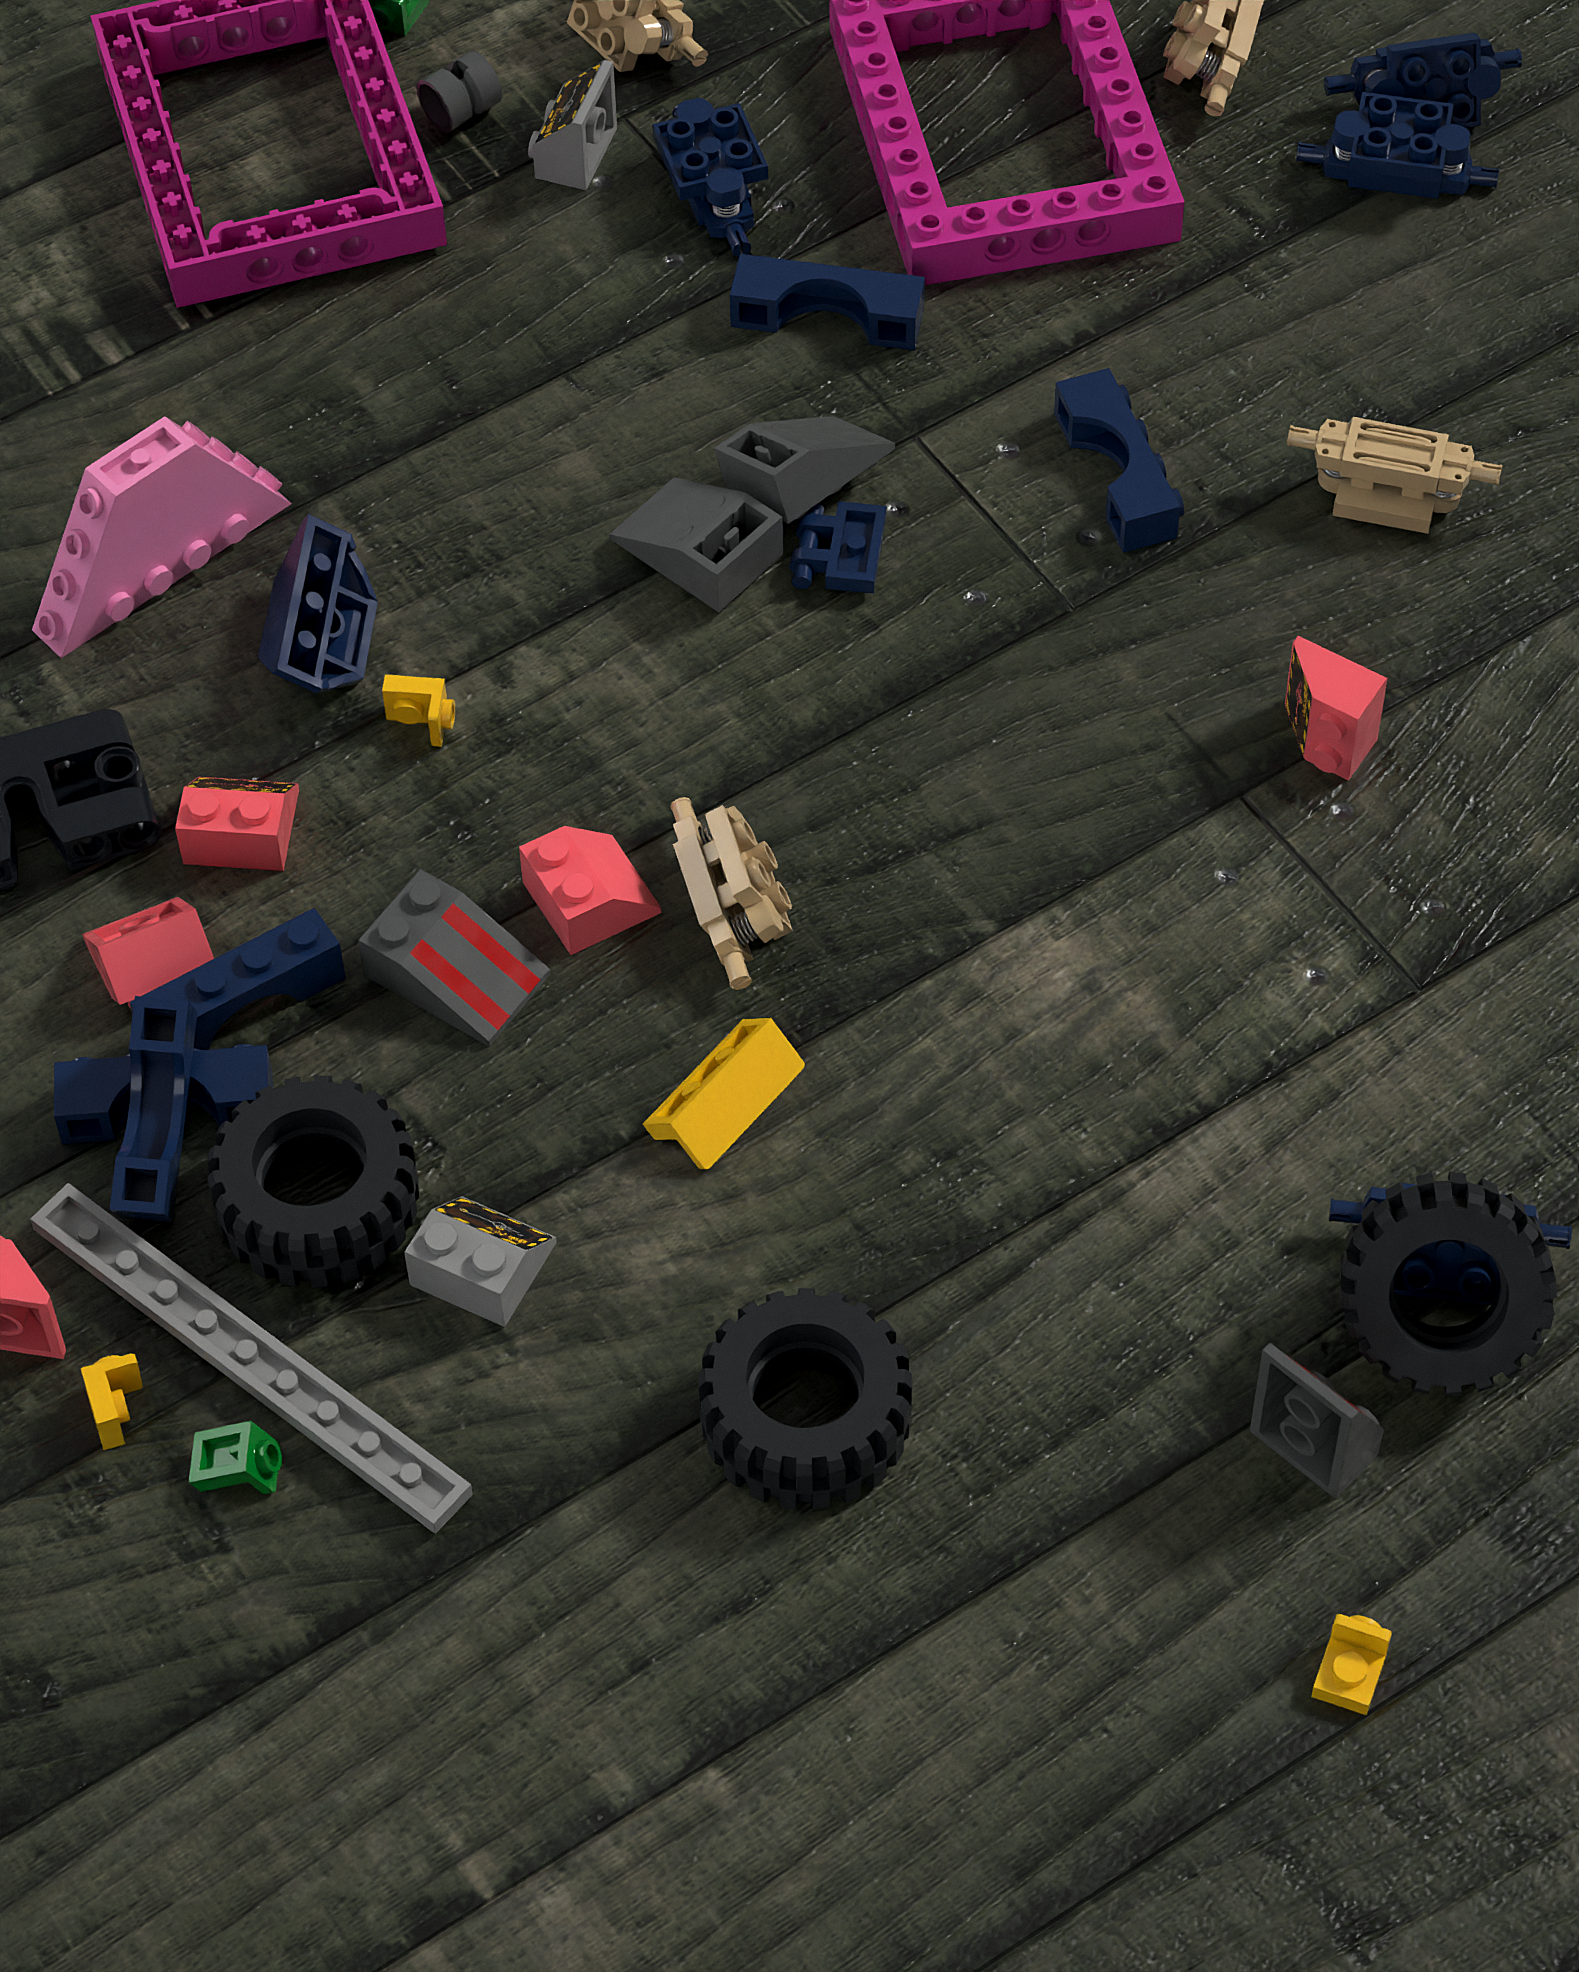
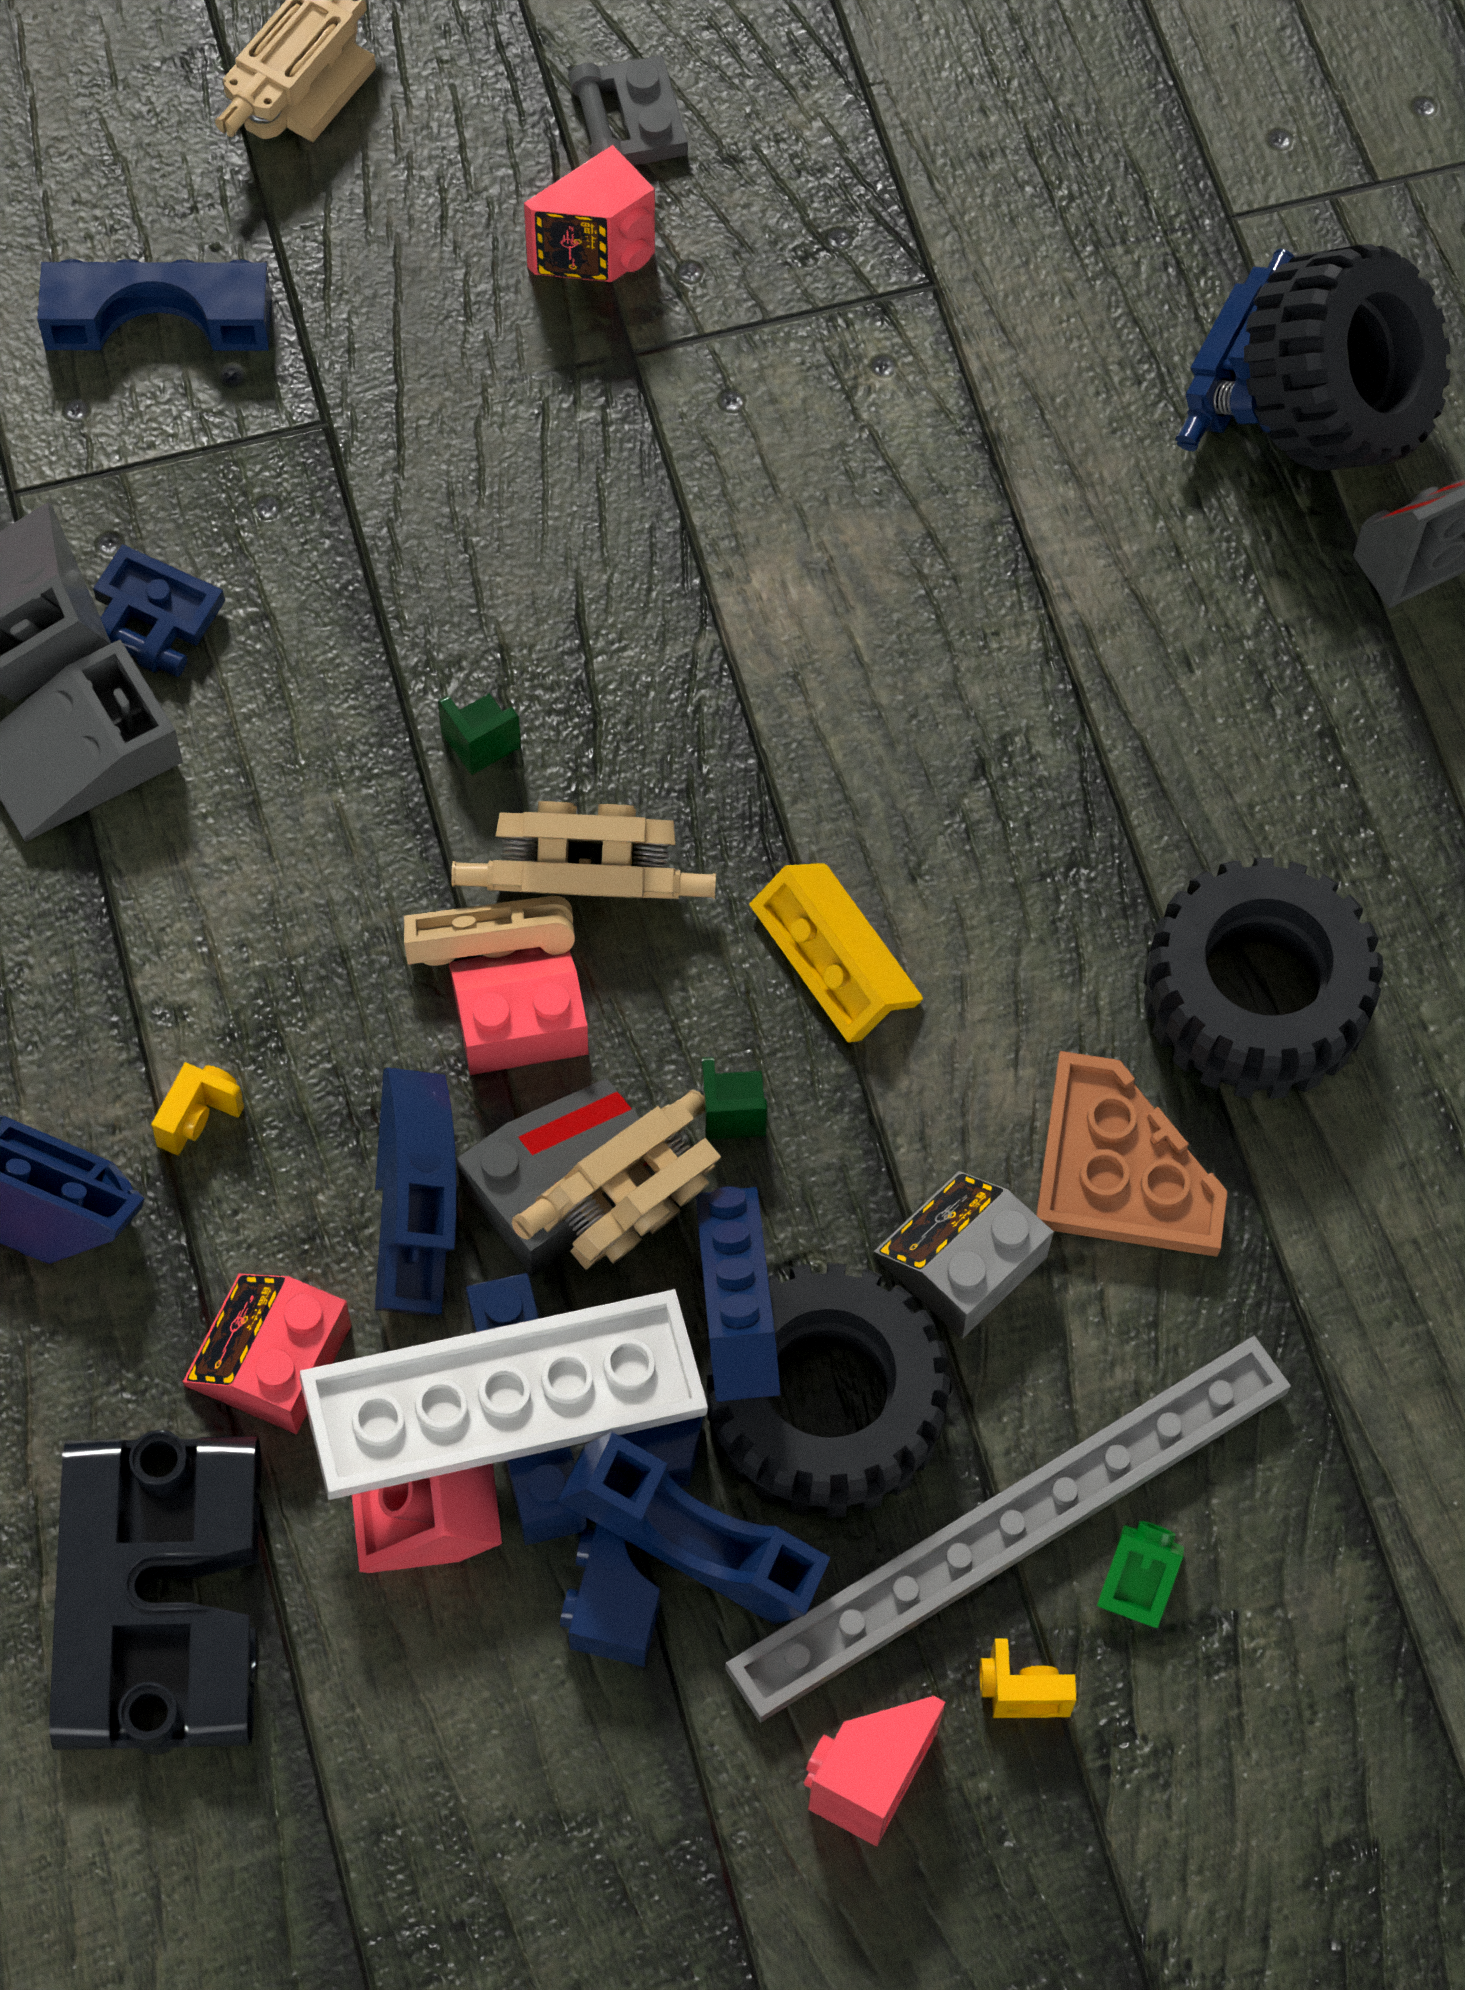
camera: 75 degrees left, 10 degrees up
(219, 944) = (502, 1394): none -> white plate
(308, 1067) = (737, 1294): none -> dark blue arch
(394, 857) = (418, 1191): none -> dark blue slope
(433, 981) = (617, 1168): none -> tan piece
(554, 1051) = (732, 1103): none -> dark green panel
(600, 1349) = (1122, 1166): none -> nougat plate
(642, 845) = (489, 930): none -> tan plate
(820, 788) = (479, 731): none -> dark green panel
(1482, 730) = (644, 104): none -> dark grey plate

